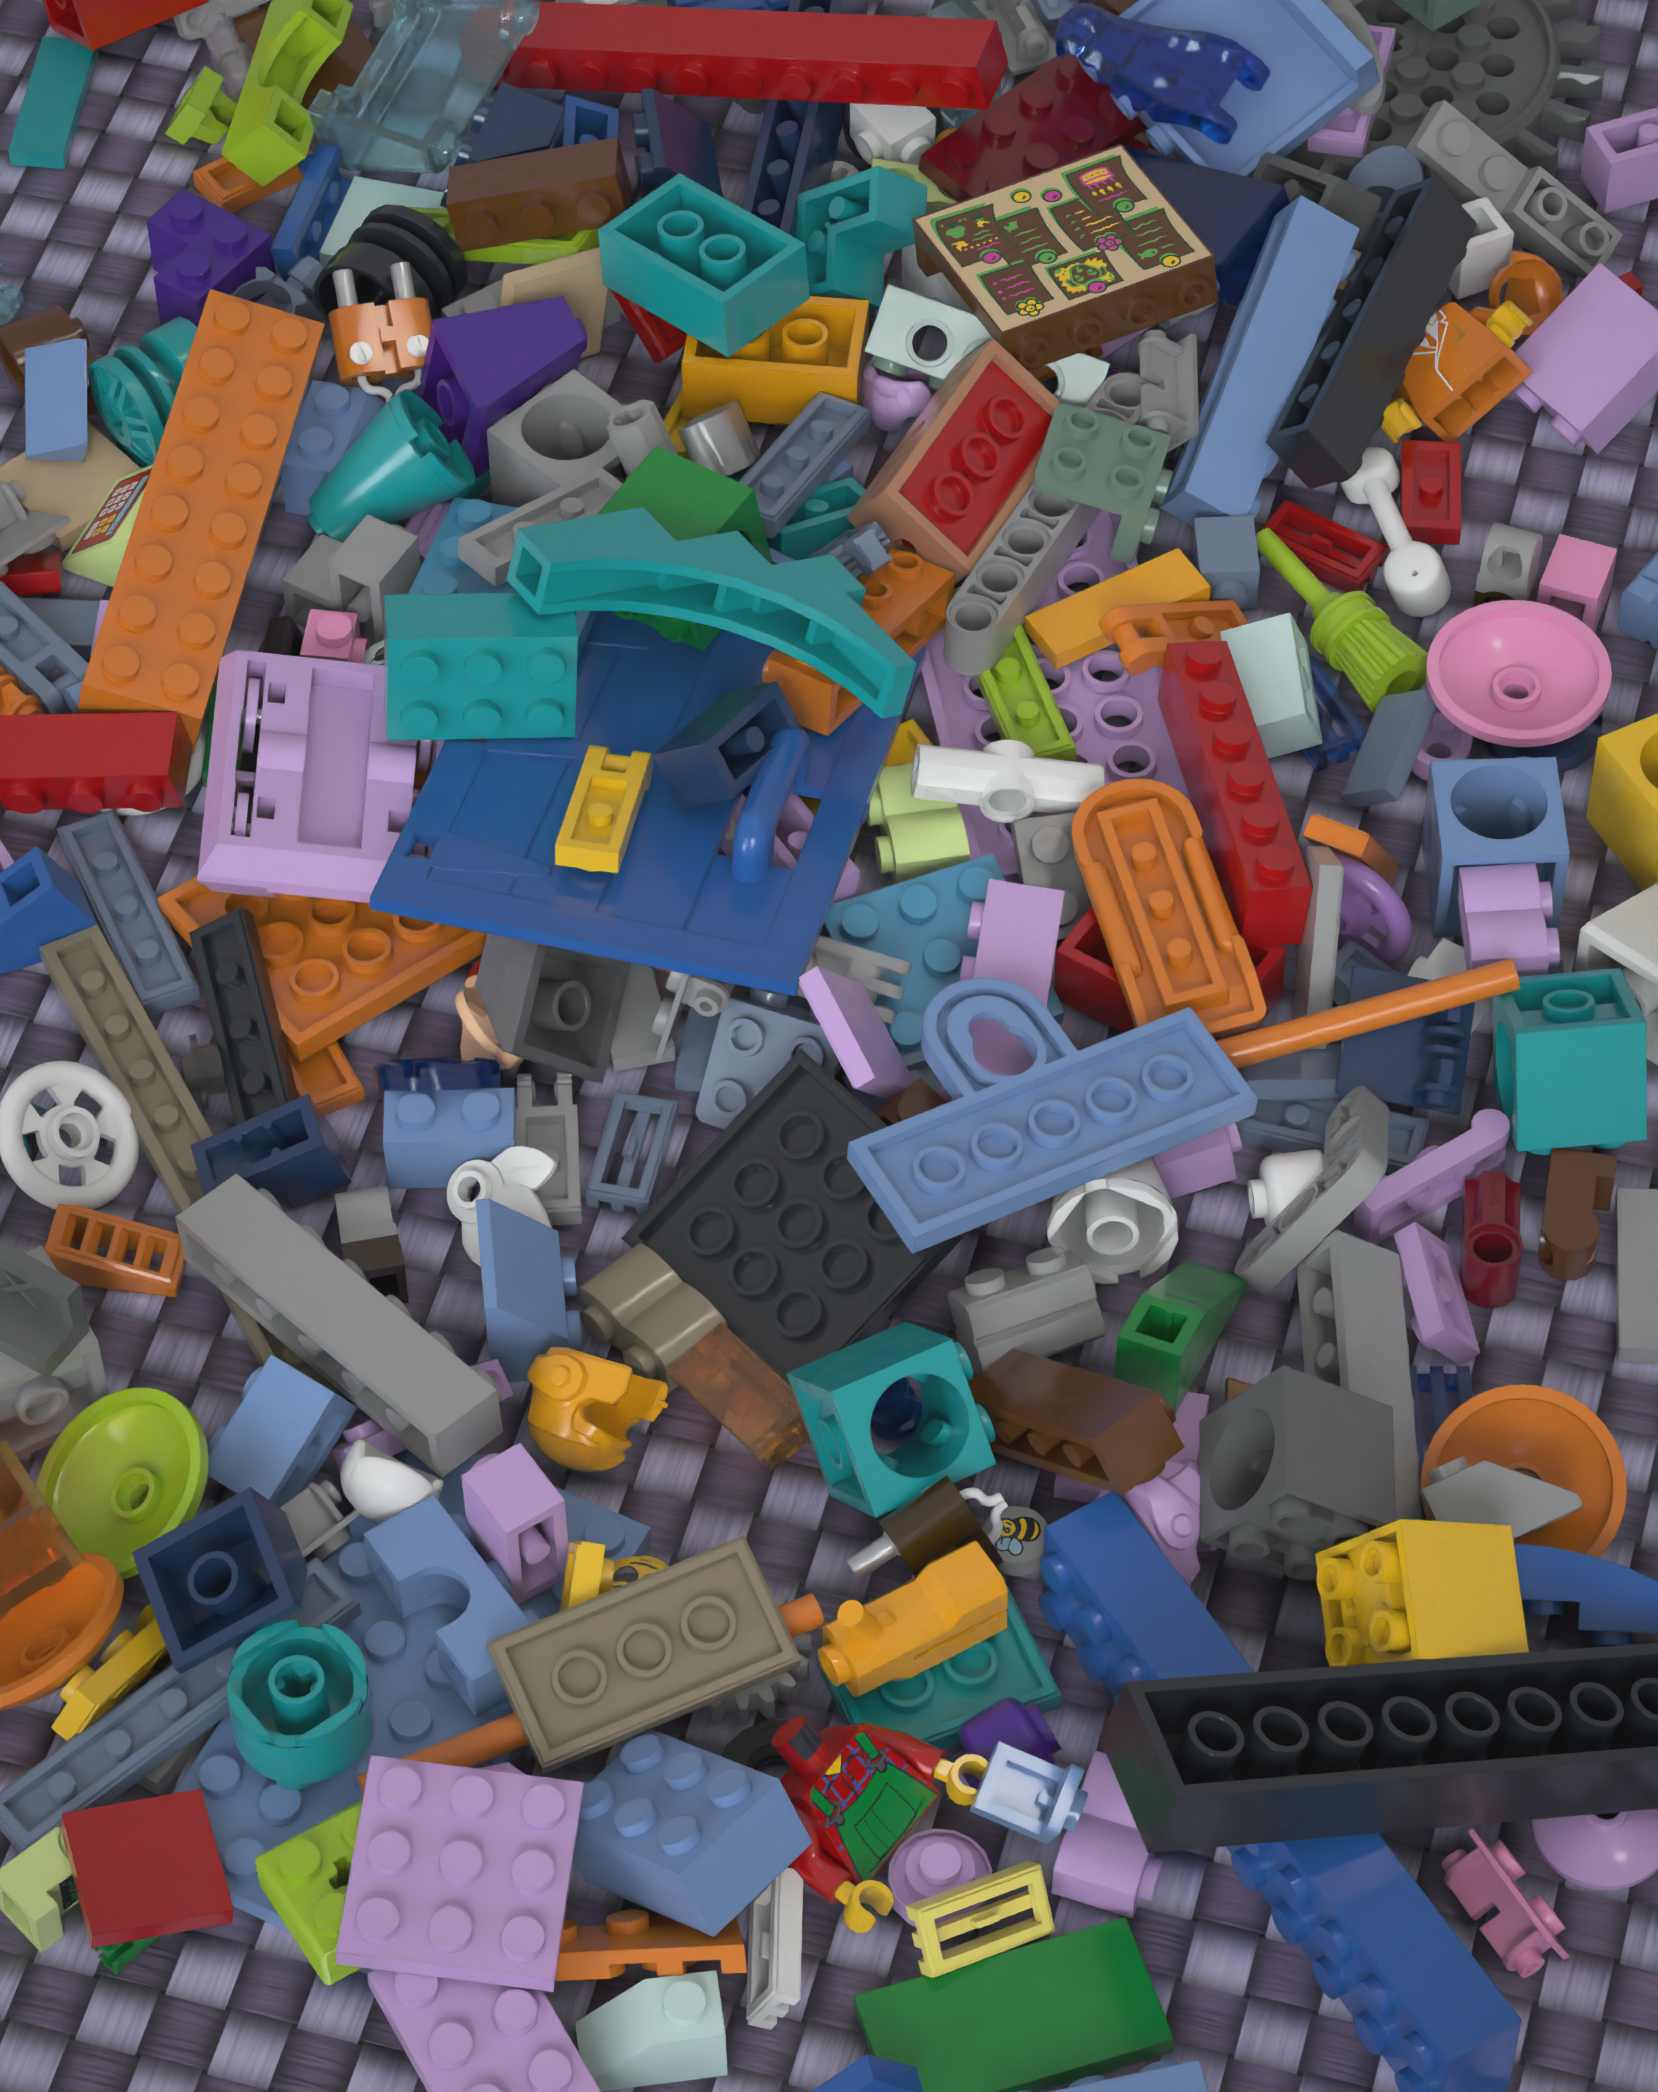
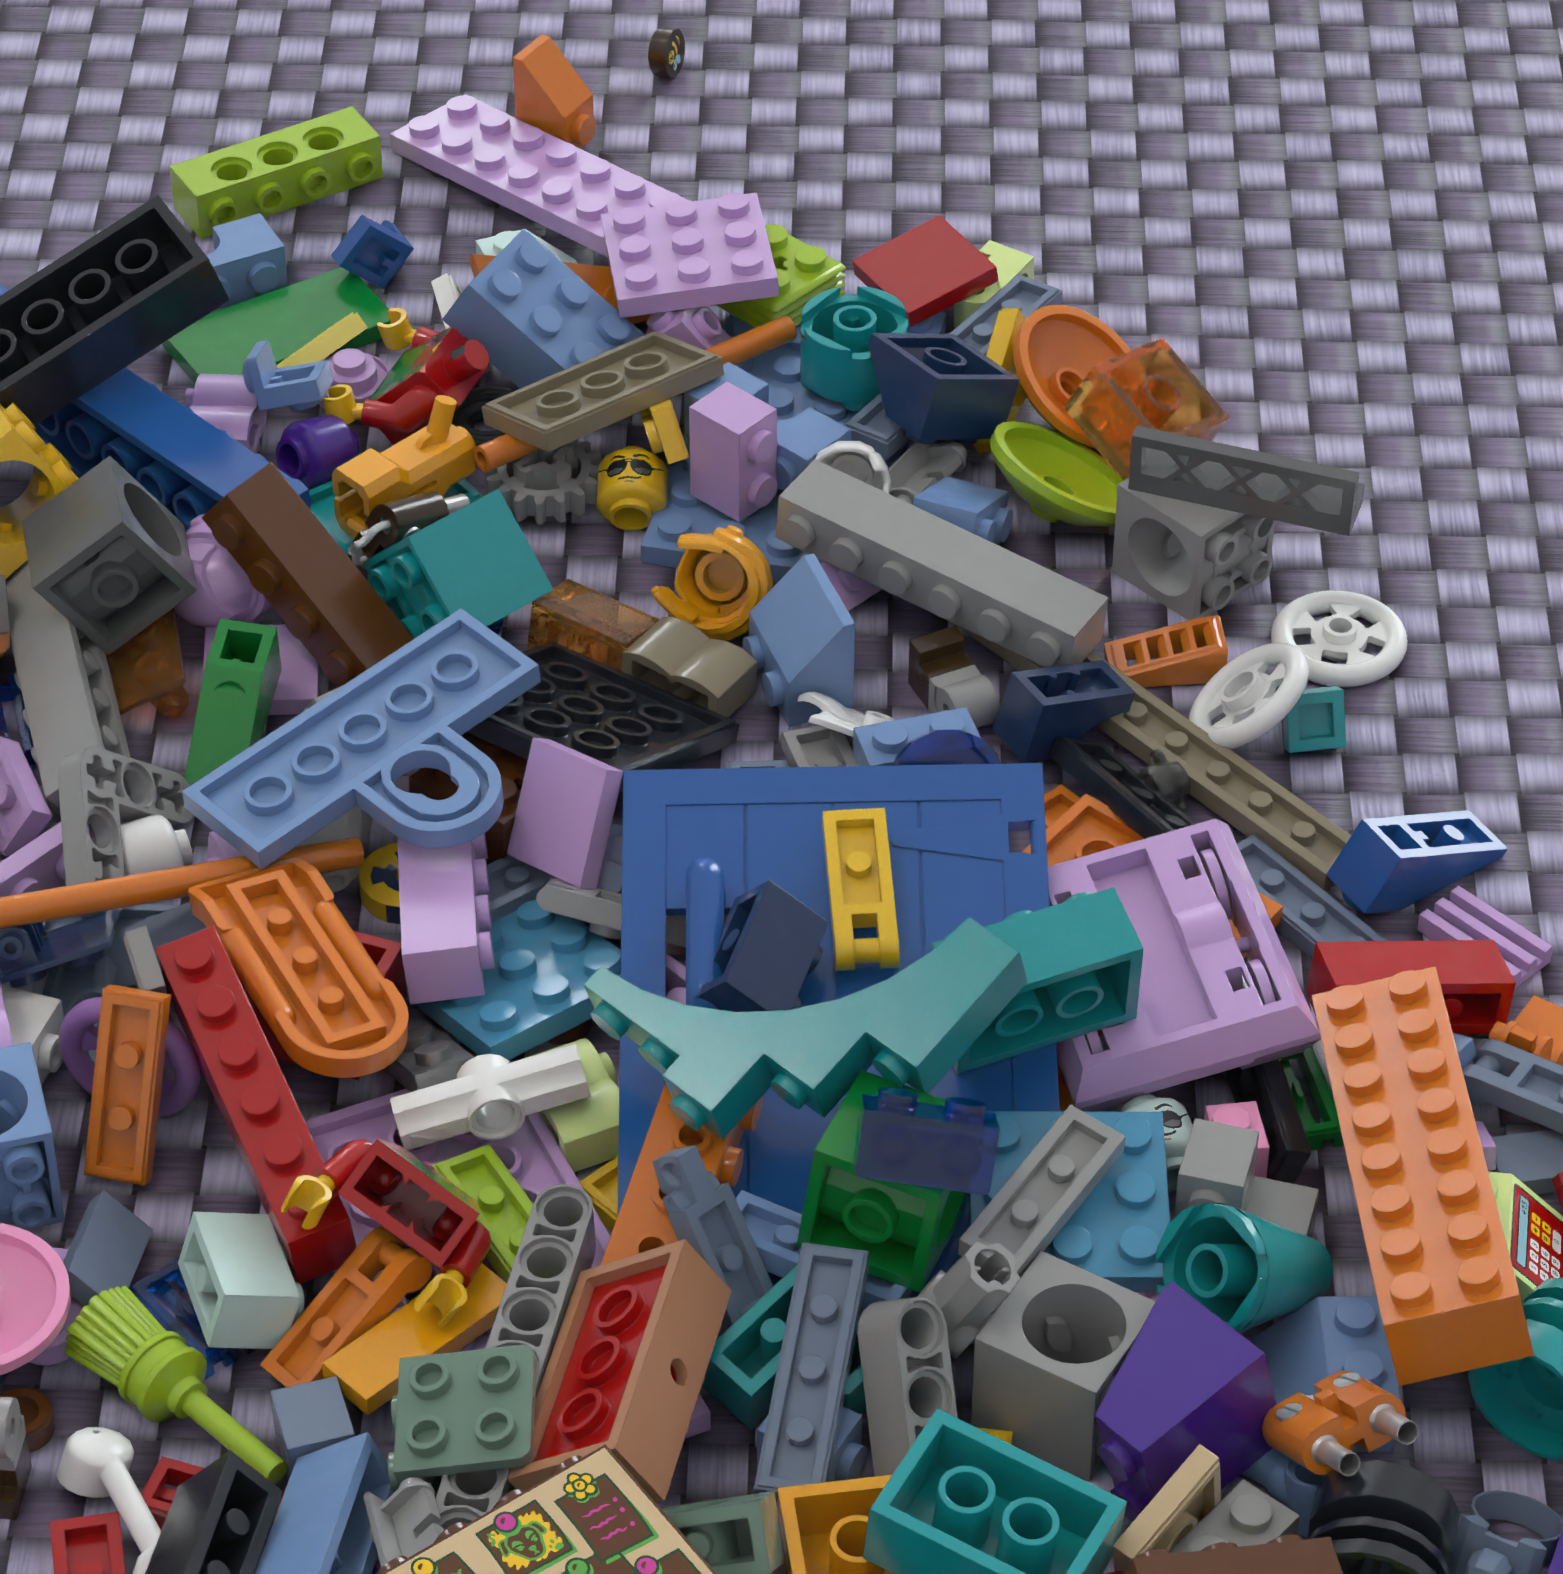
camera: 165 degrees right, 10 degrees down
(651, 471) = (926, 1142): none -> clear blue bracket
(1116, 648) = (410, 1204): none -> red torso

